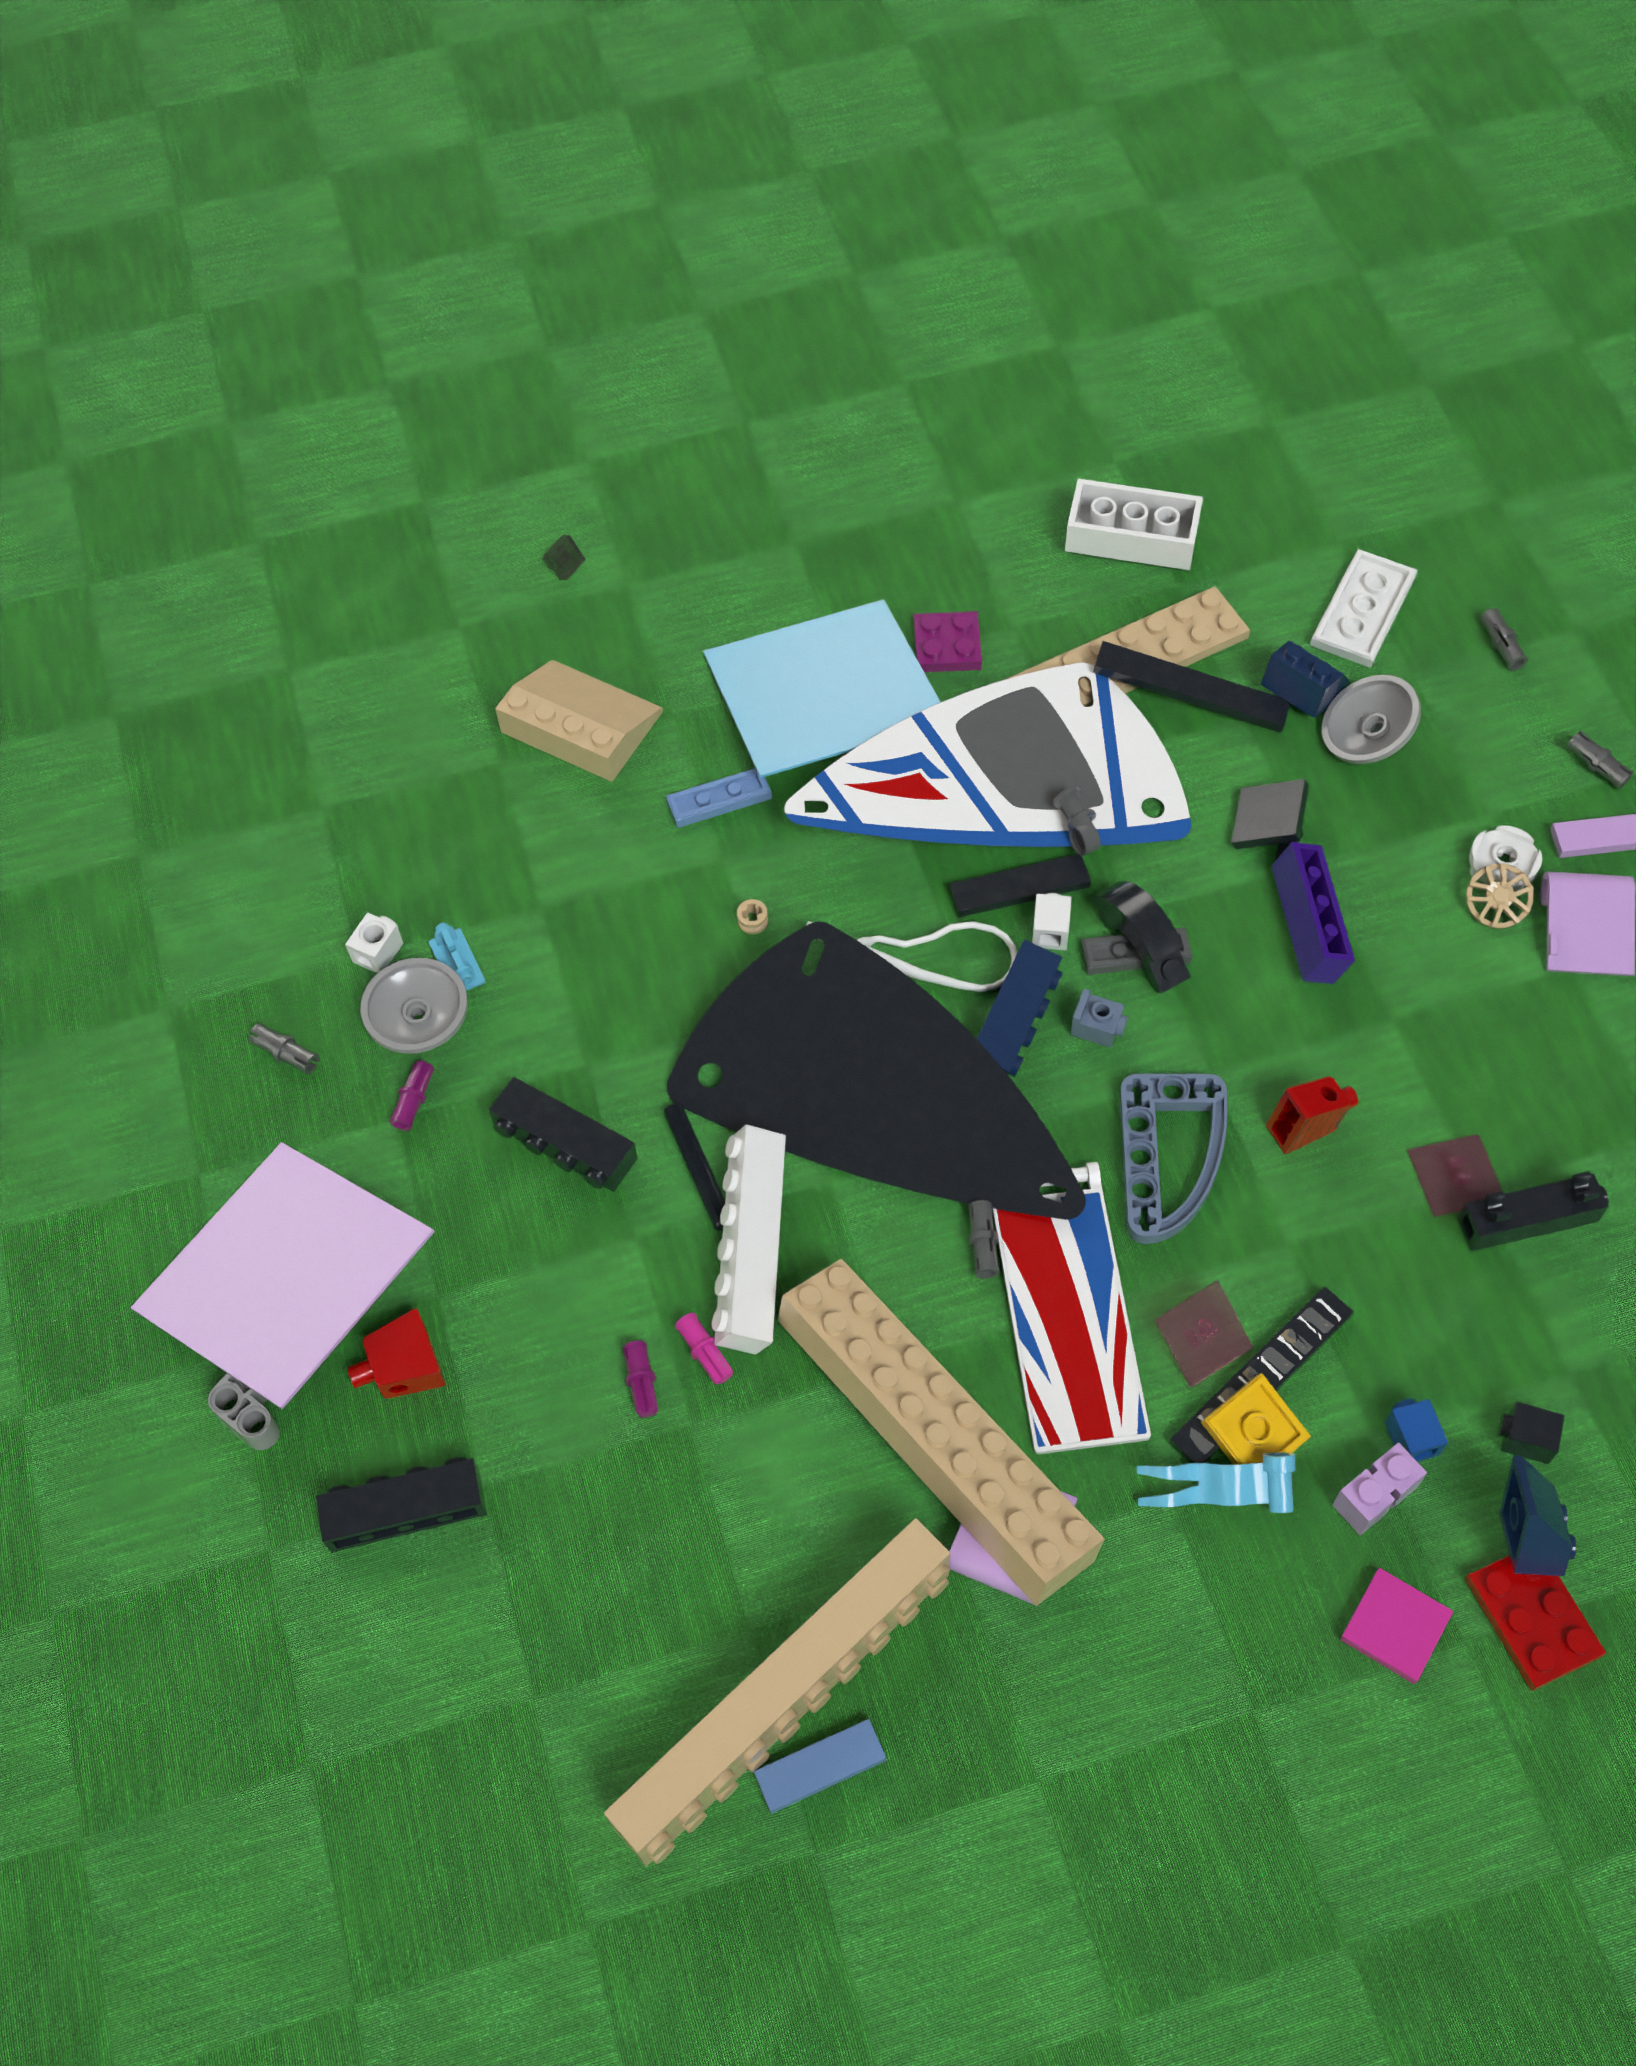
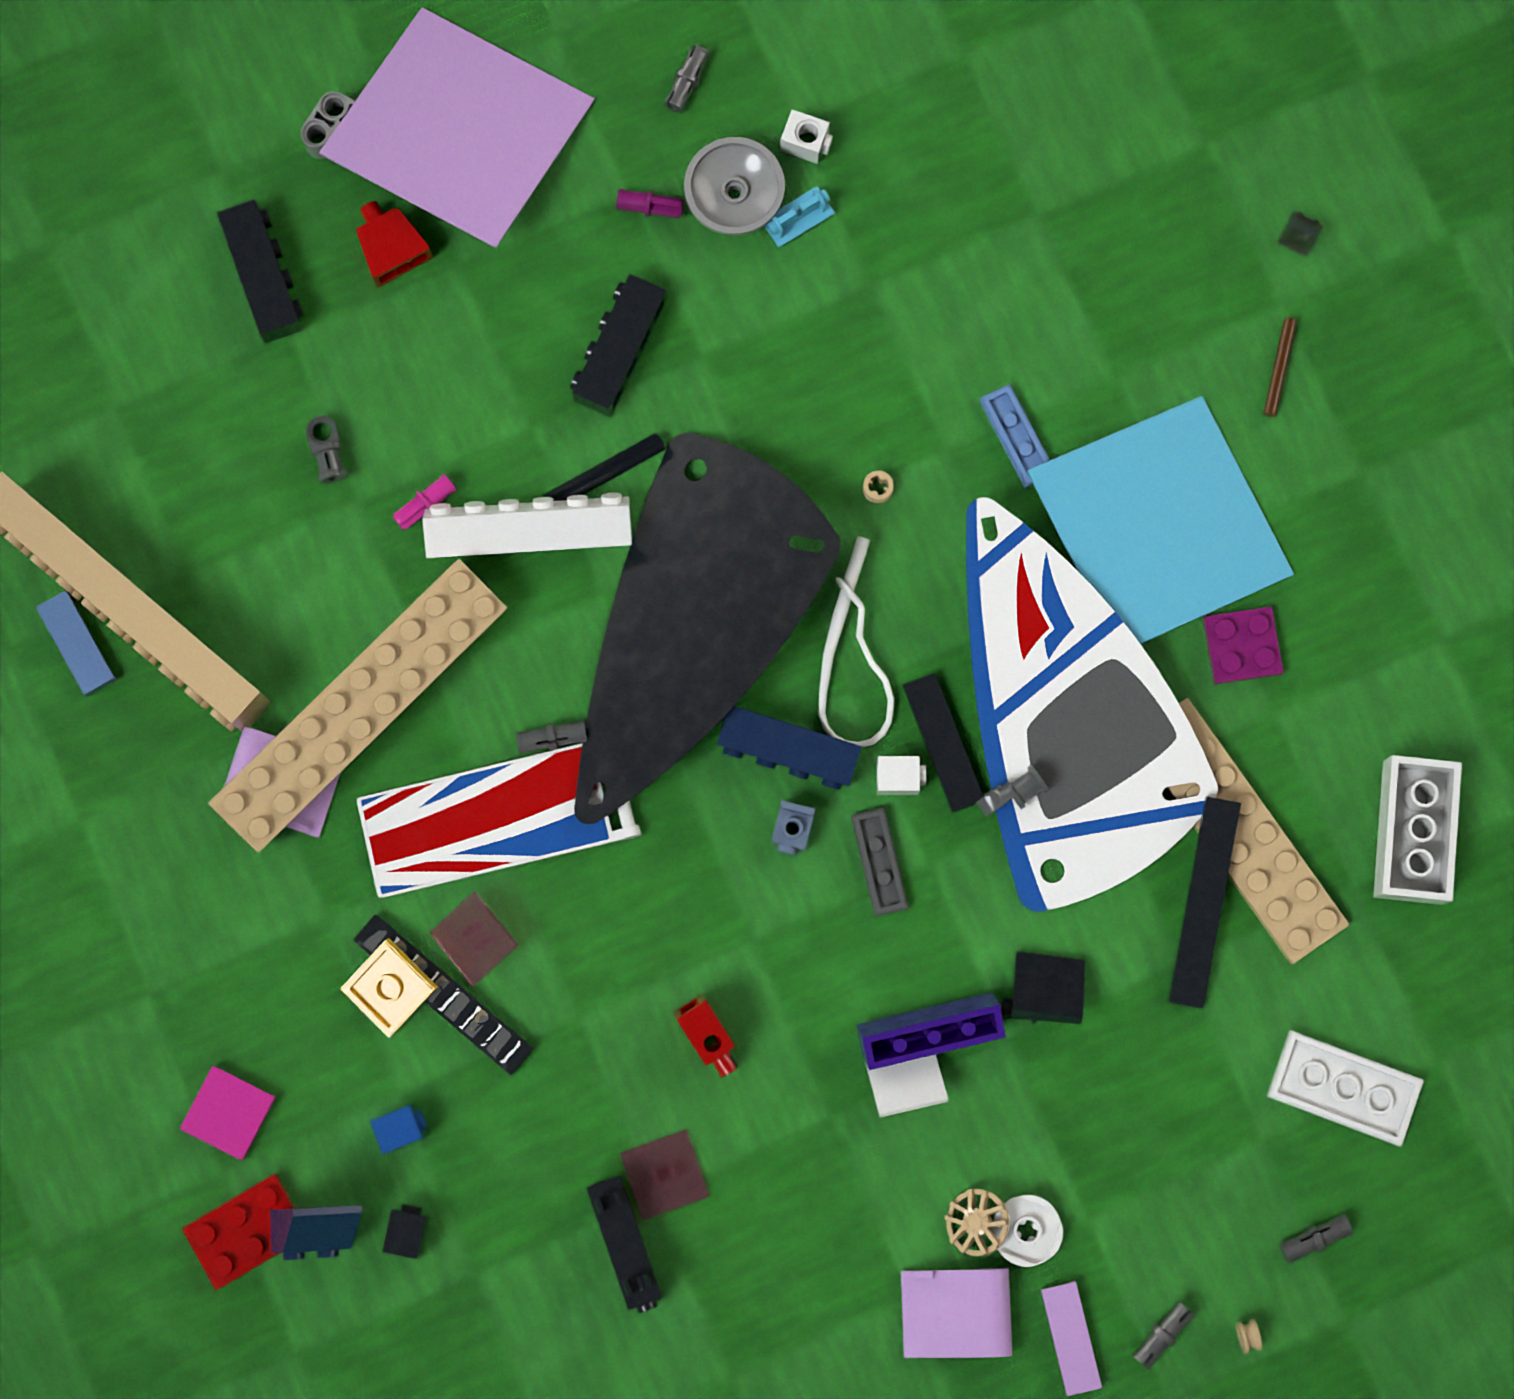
camera: 80 degrees right, 20 degrees up
(576, 718) = (1099, 283): tan slope -> none
(629, 1448) = (326, 449): none -> dark grey connector
(640, 1378) = (390, 451): magenta axle -> none
(687, 589) = (1280, 367): none -> reddish brown bar
(1149, 930) = (891, 863): black arch -> none
(1154, 1100) = (668, 882): sand blue beam -> none
(1228, 1484) = (332, 967): medium azure flag -> none
(1303, 679) = (1229, 1023): dark blue slope -> none
(1366, 707) = (1178, 1074): light grey dish -> none
(1369, 1494) = (350, 1107): lavender piece -> none
(1370, 939) = (907, 1086): none -> white piece
(1597, 694) = (1248, 1336): none -> tan bush

